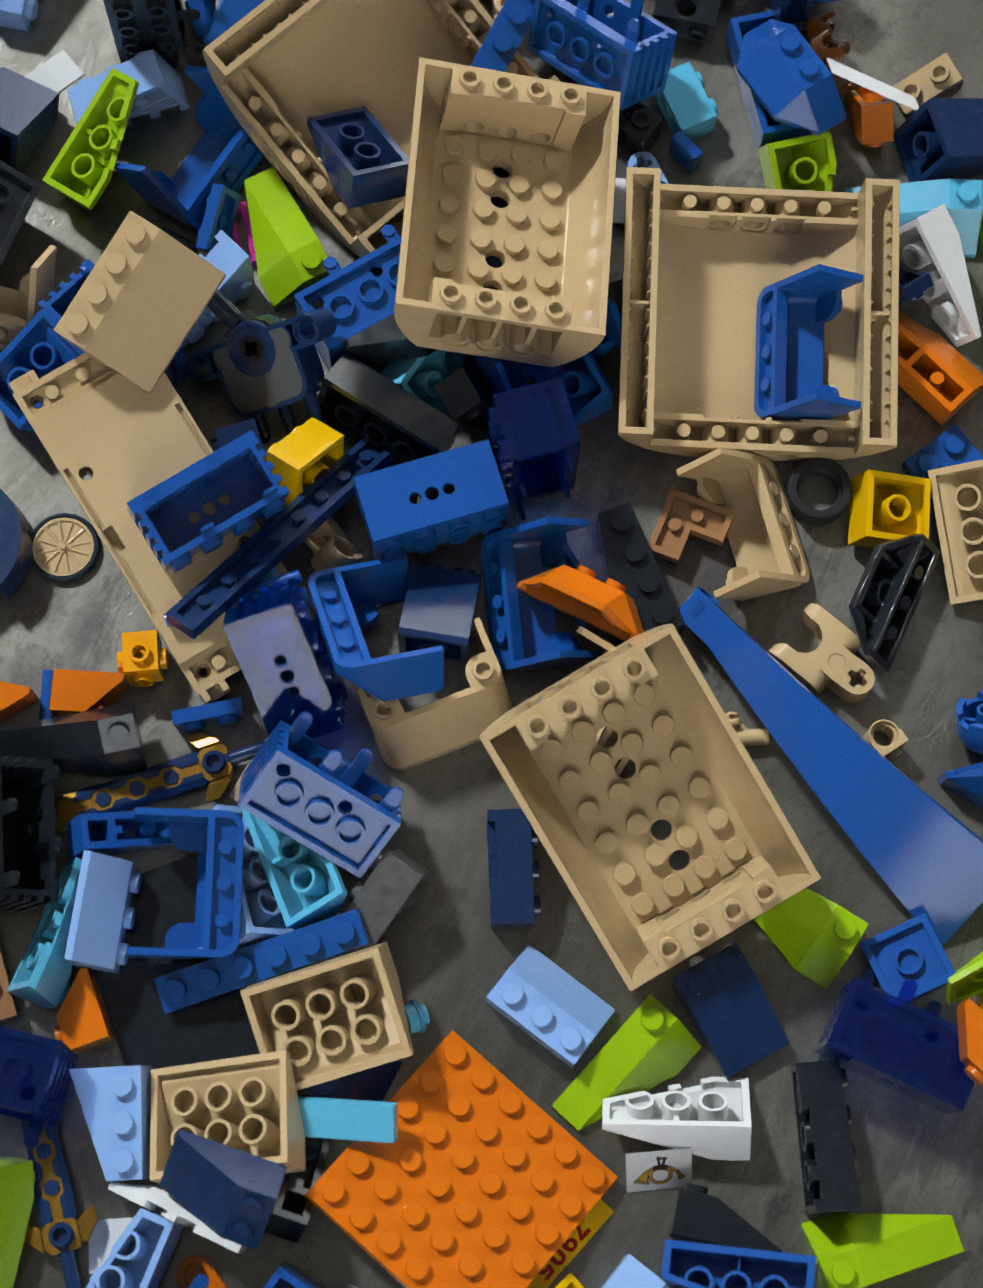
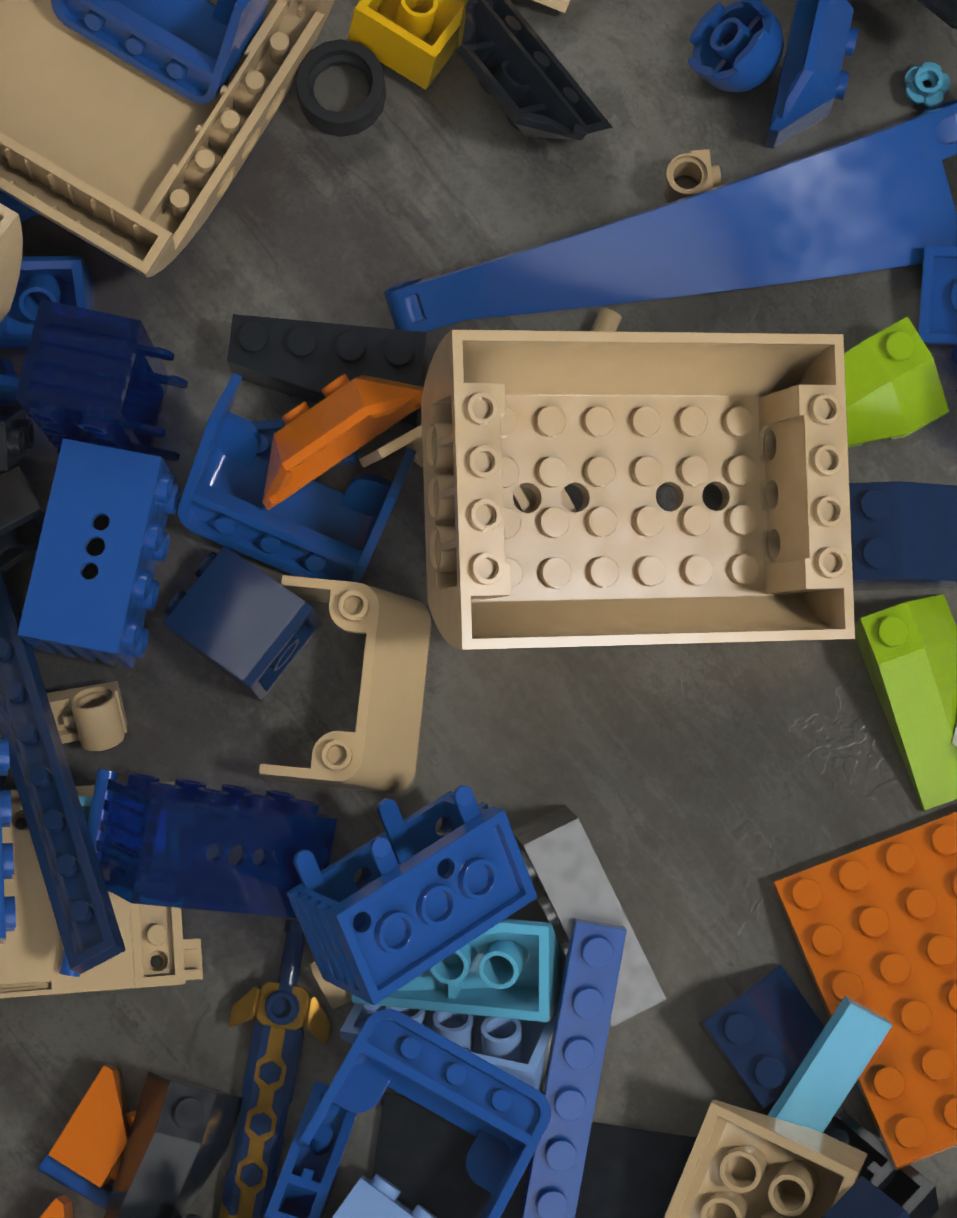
camera: 55 degrees left, 5 degrees up
(142, 658) = (95, 1031): light orange brick -> none
(223, 712) = (210, 1004): blue plate -> none
(332, 1016) = (693, 1021): tan slope -> none
(346, 602) = (173, 736): blue windscreen -> none
(416, 1016) = (734, 920): medium azure plate -> none
(512, 869) = (616, 705): dark blue wedge -> none
(550, 1005) = (806, 746): light blue slope -> none
(688, 516) = (285, 260): medium nougat plate -> none
(763, 528) = (339, 183): tan windscreen -> none
(832, 662) = (559, 184): tan piece -> none

